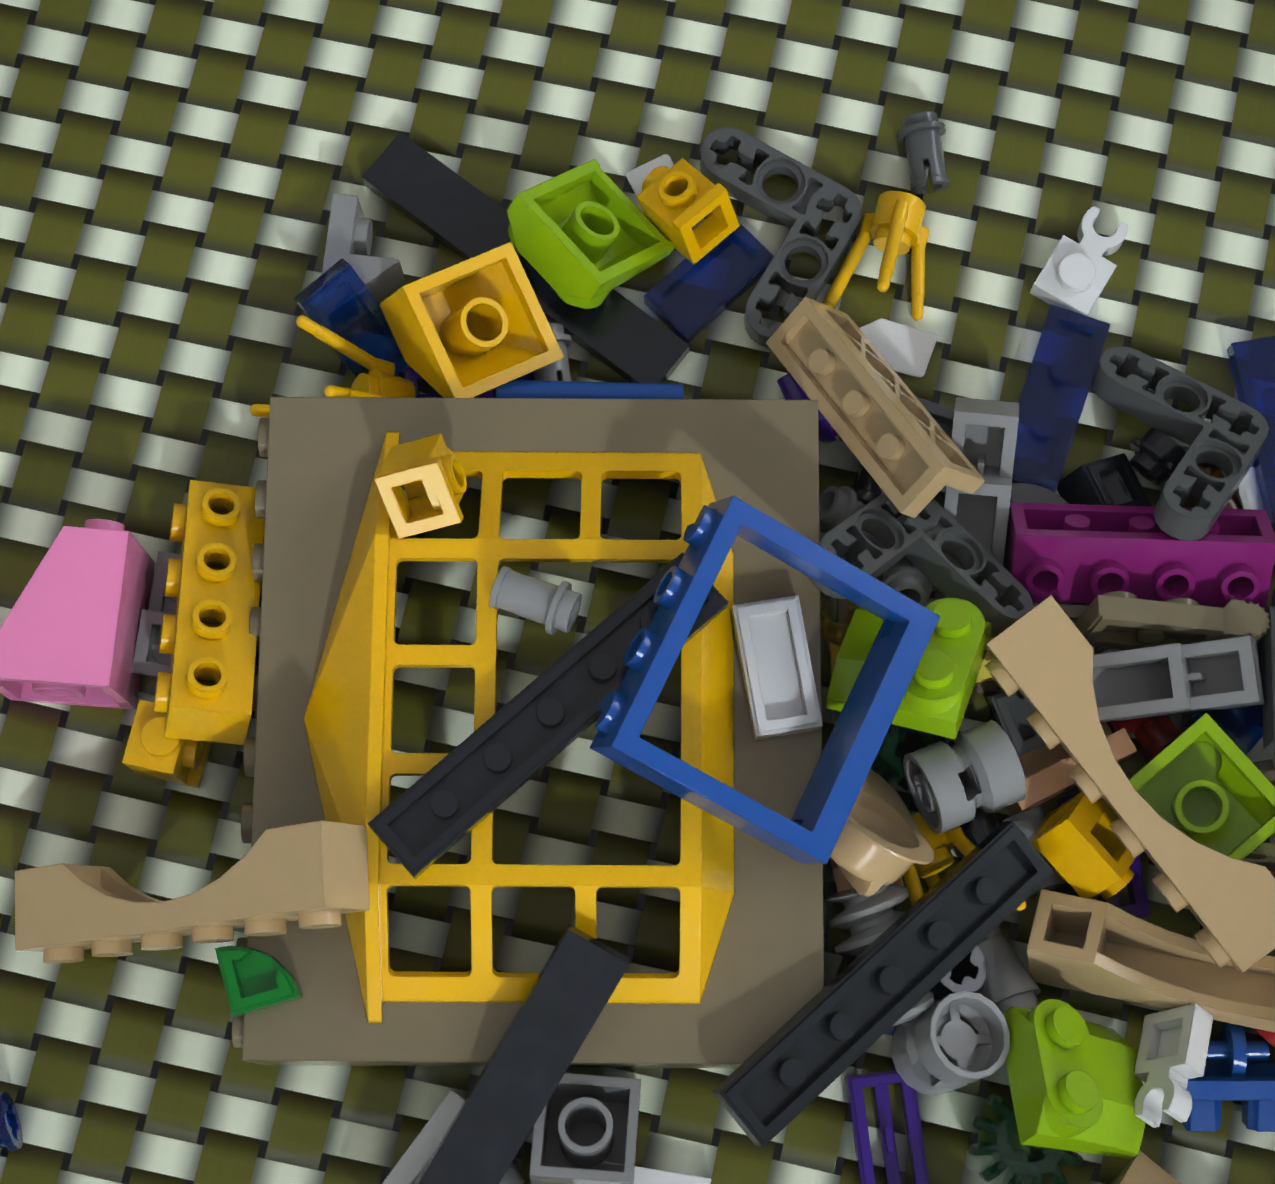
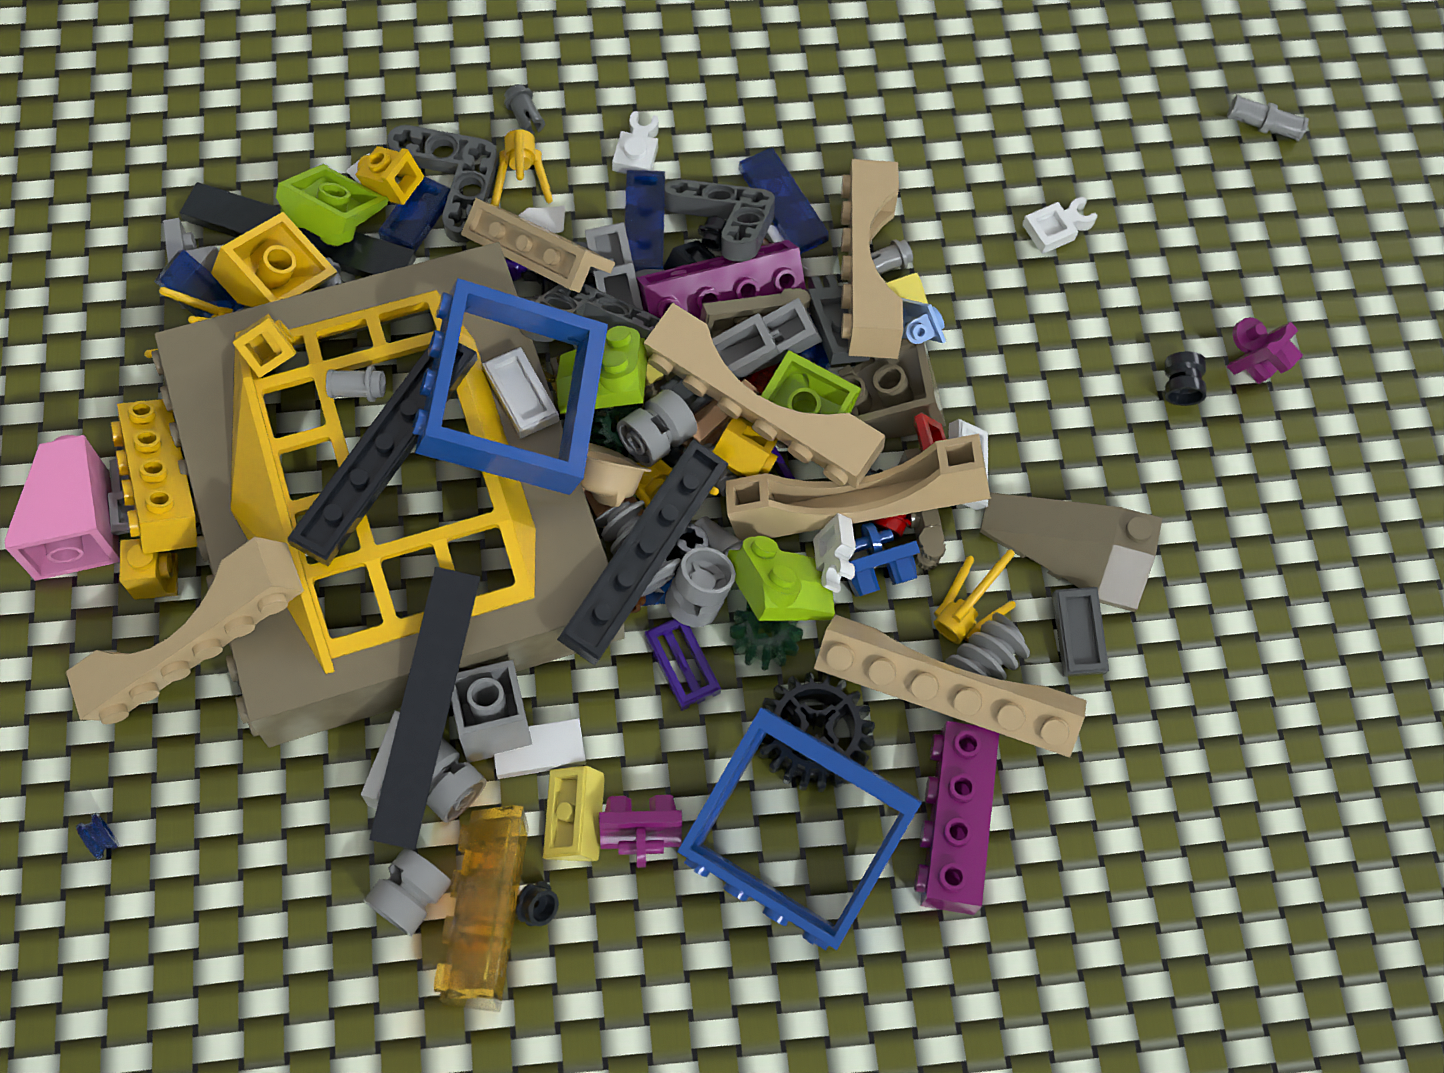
camera: 25 degrees left, 10 degrees down
(254, 980) = (243, 669): green tile -> none

